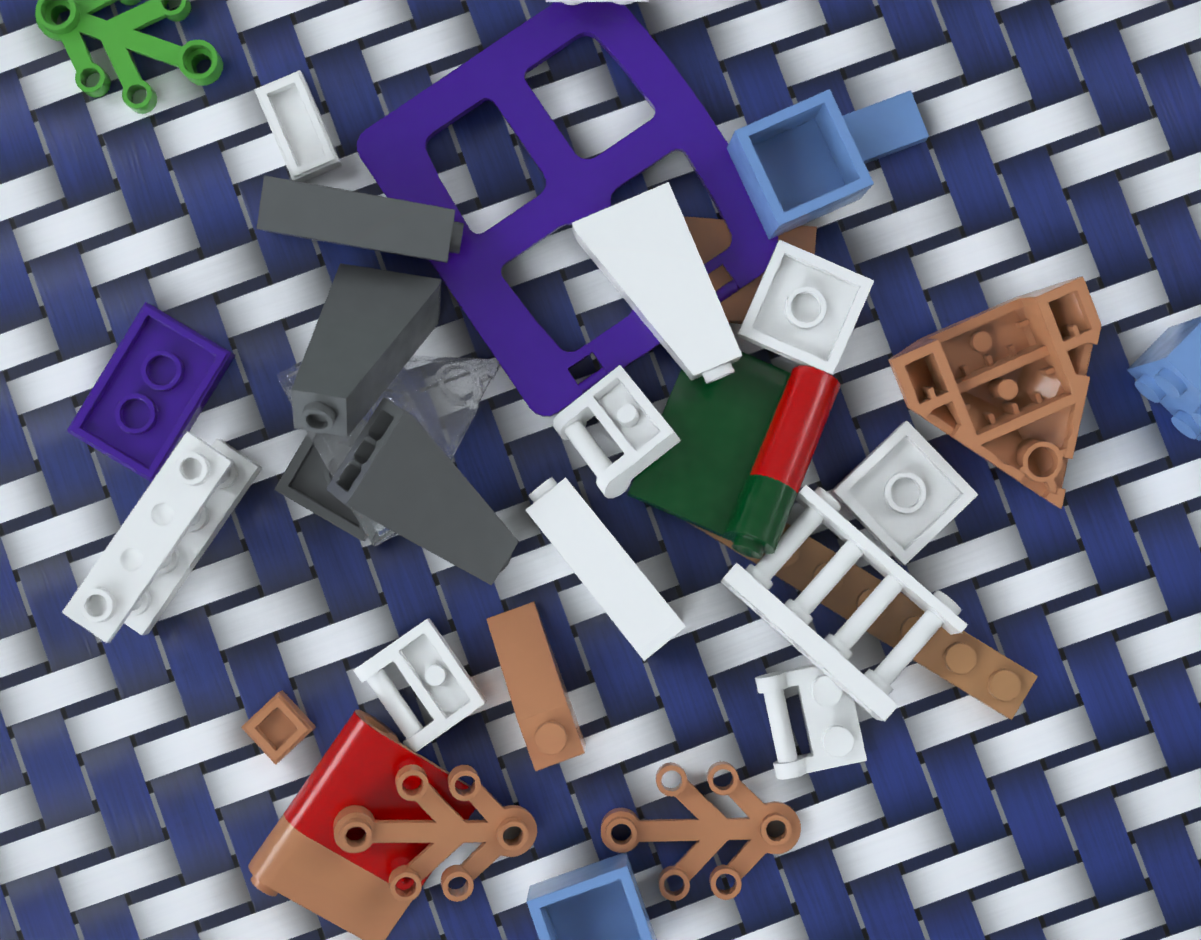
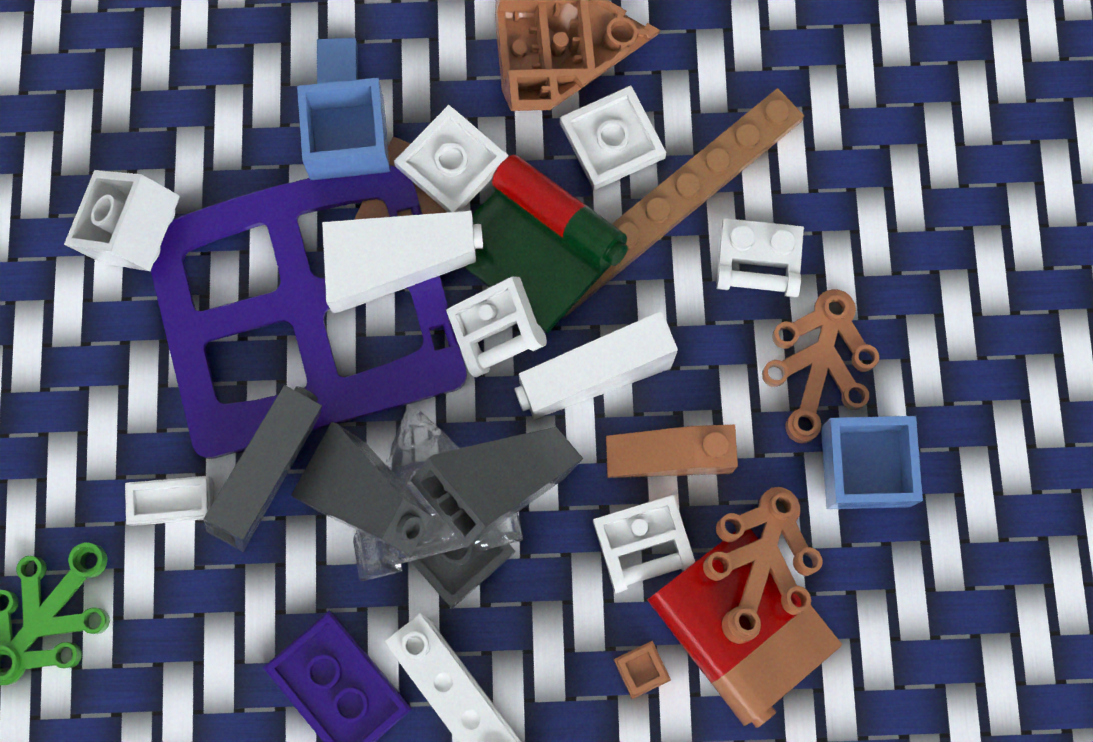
camera: 75 degrees left, 10 degrees down
(832, 652) = (715, 221): white fence -> none

